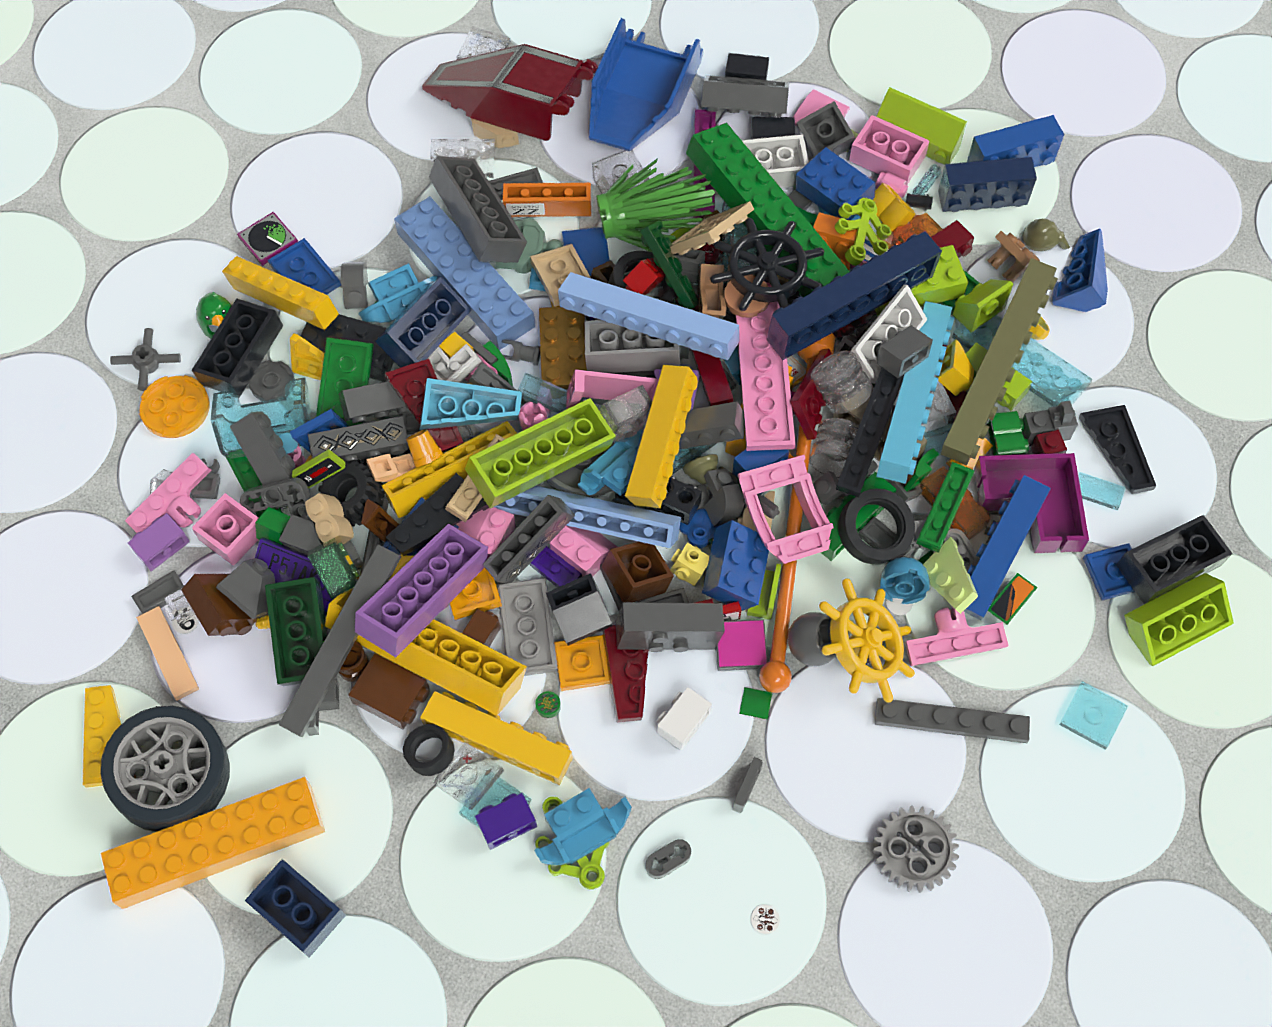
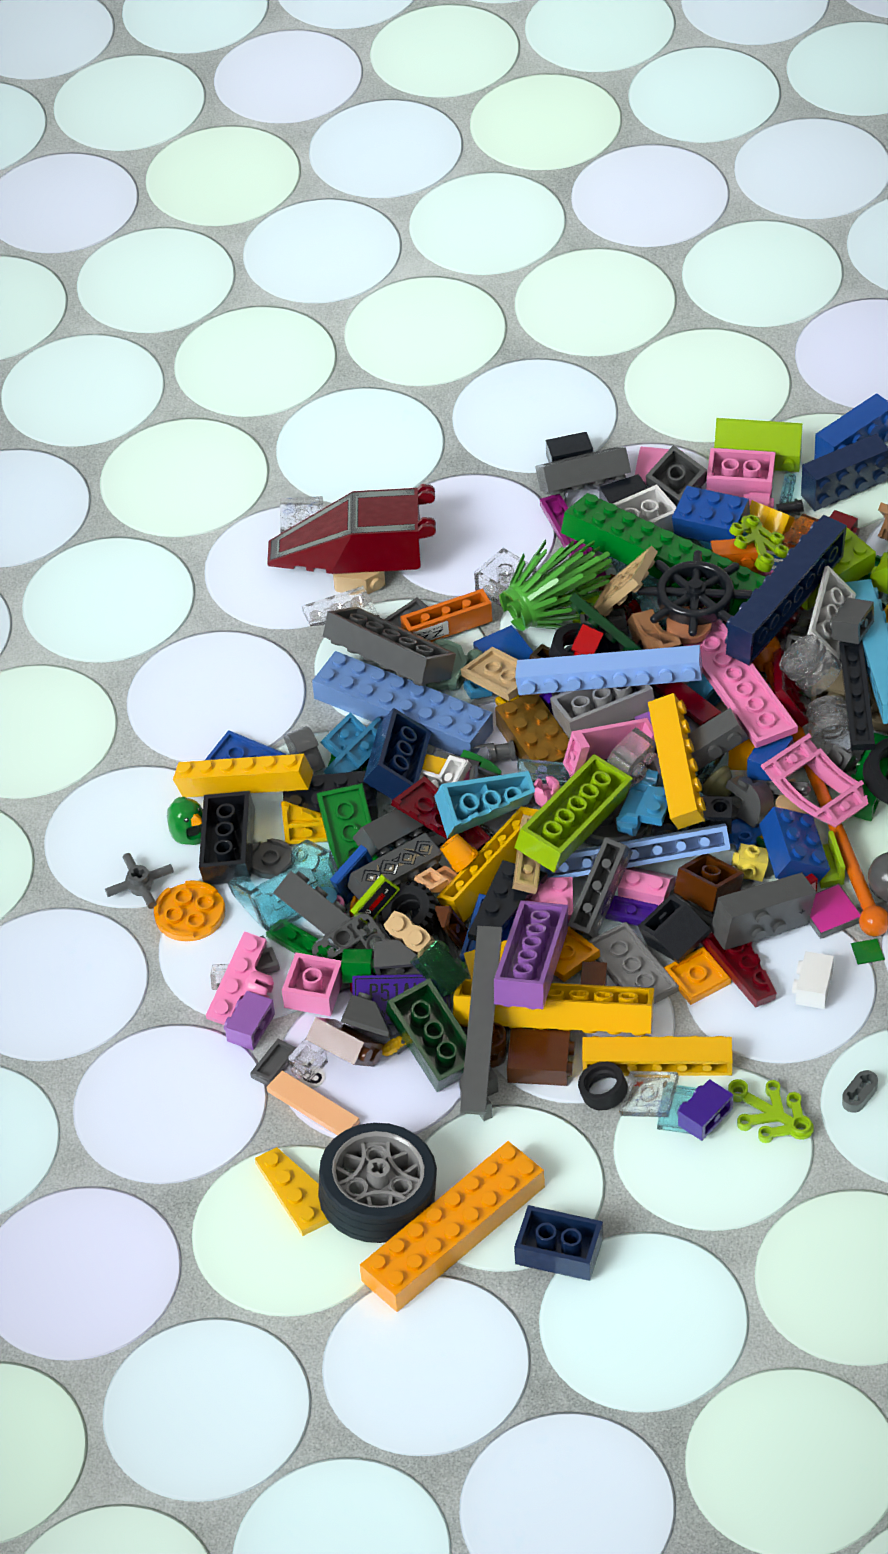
camera: 20 degrees left, 15 degrees down
(267, 238) = (190, 742): tile -> none
(548, 704) = (686, 1017): green tile -> none
(581, 828) = (774, 1090): dark azure plate -> none
(638, 88) = (479, 498): blue windscreen -> none

